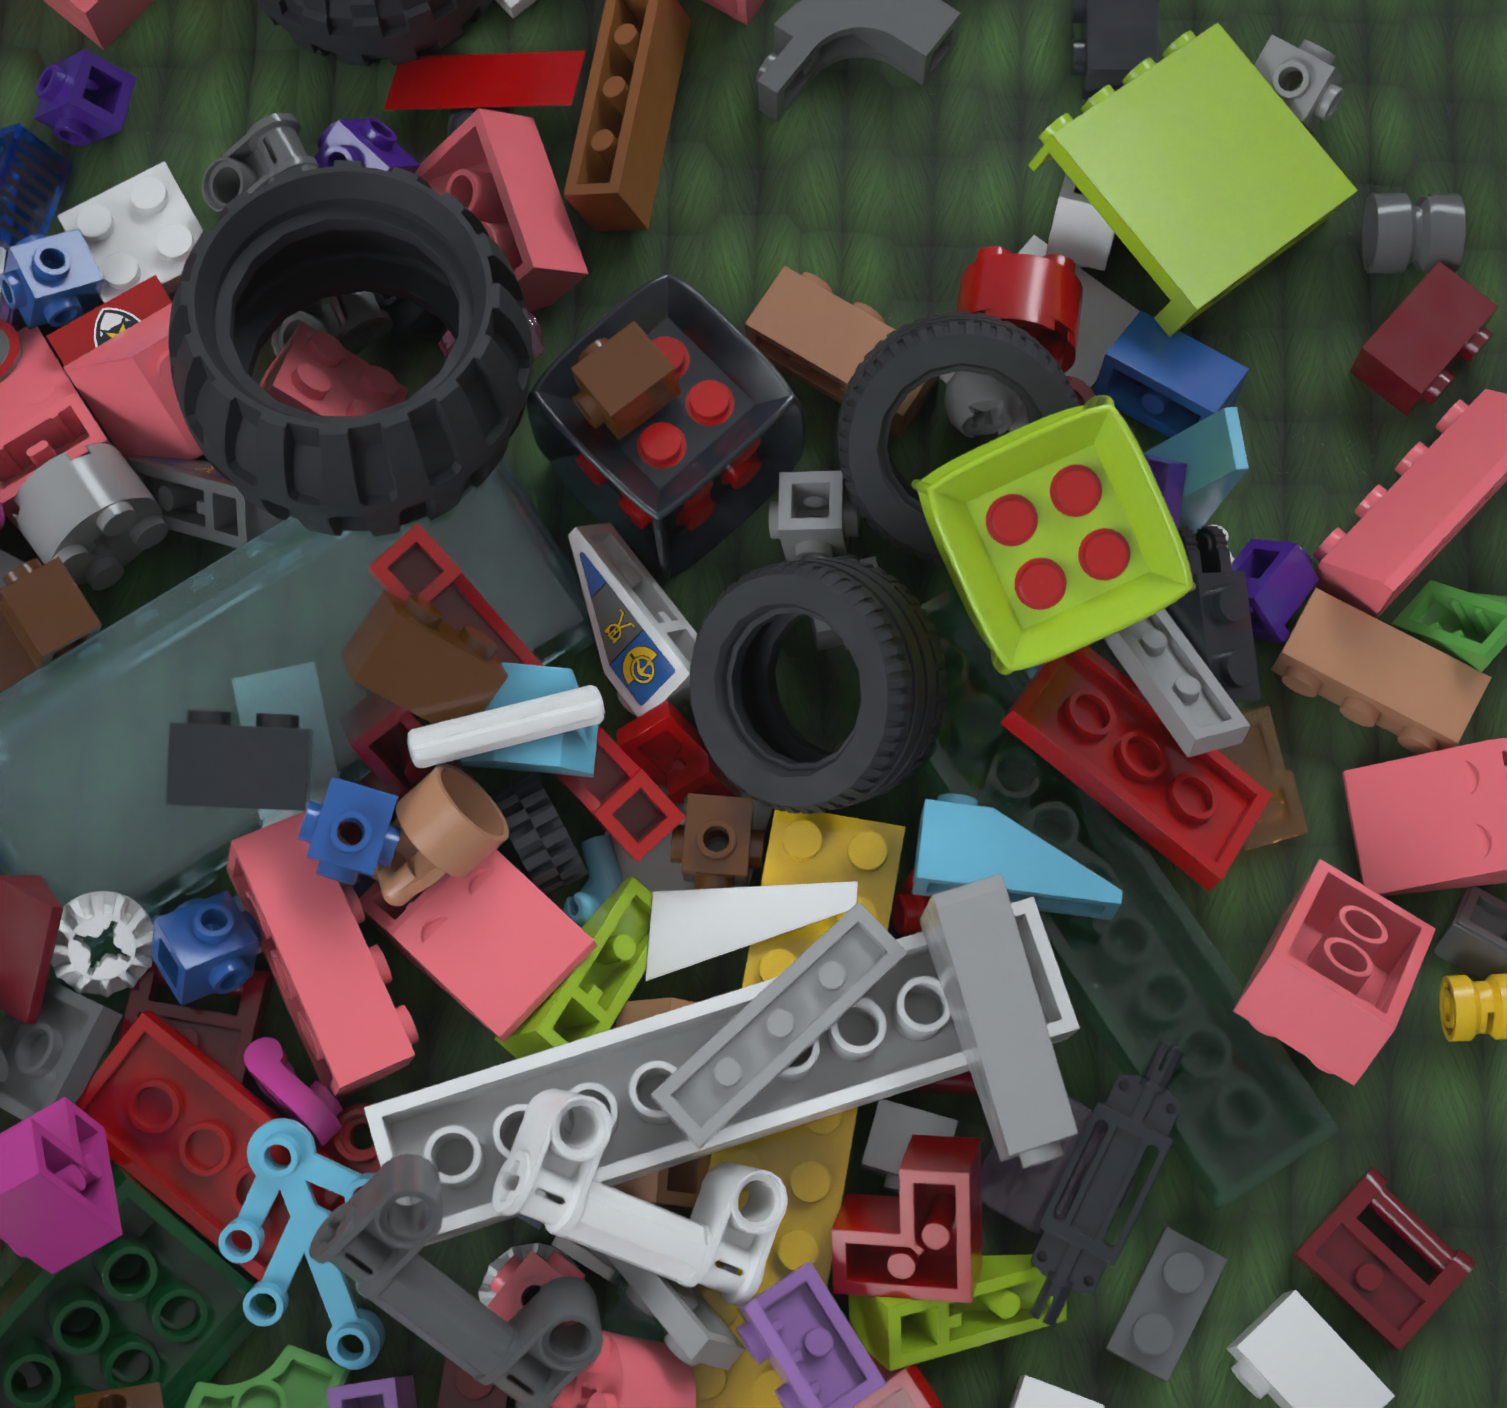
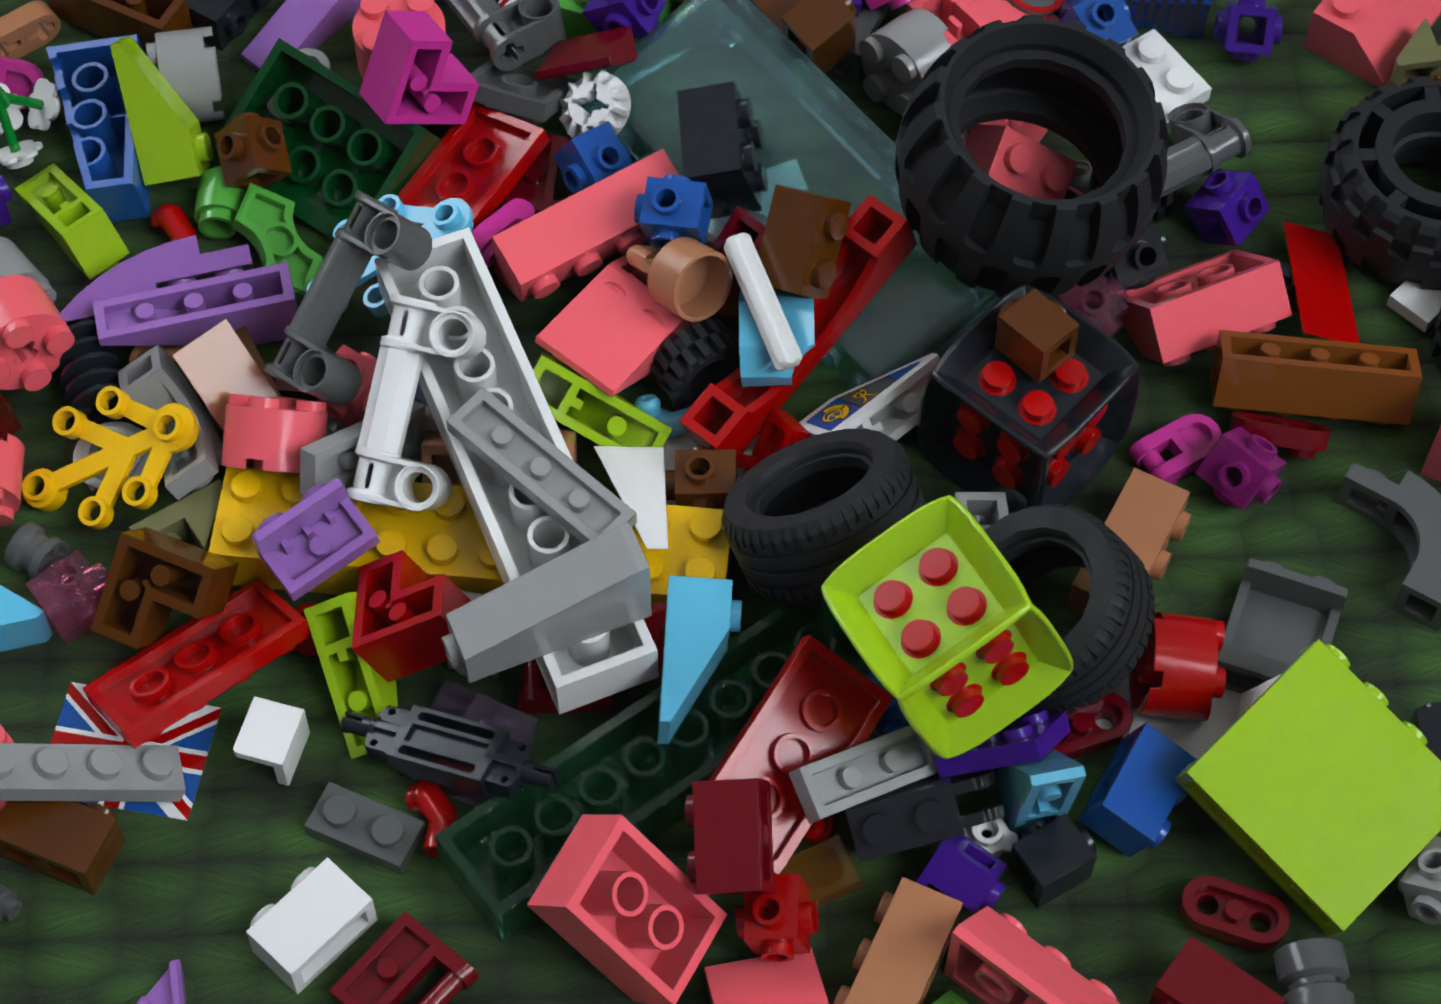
camera: 80 degrees right, 15 degrees down
(691, 161) = (1299, 437): none -> dark red plate
(700, 260) = (1188, 440): none -> dark pink plate
(747, 206) = (1242, 469): none -> magenta brick
(960, 201) = (1275, 620): none -> dark grey panel
(1160, 1208) = (435, 806): none -> red arm
(1259, 498) = (1052, 858): none -> black brick
(1273, 831) = (731, 836): none -> dark red brick
(1308, 795) = (780, 921): none -> red brick
(1311, 310) = (1234, 910): none -> dark red plate

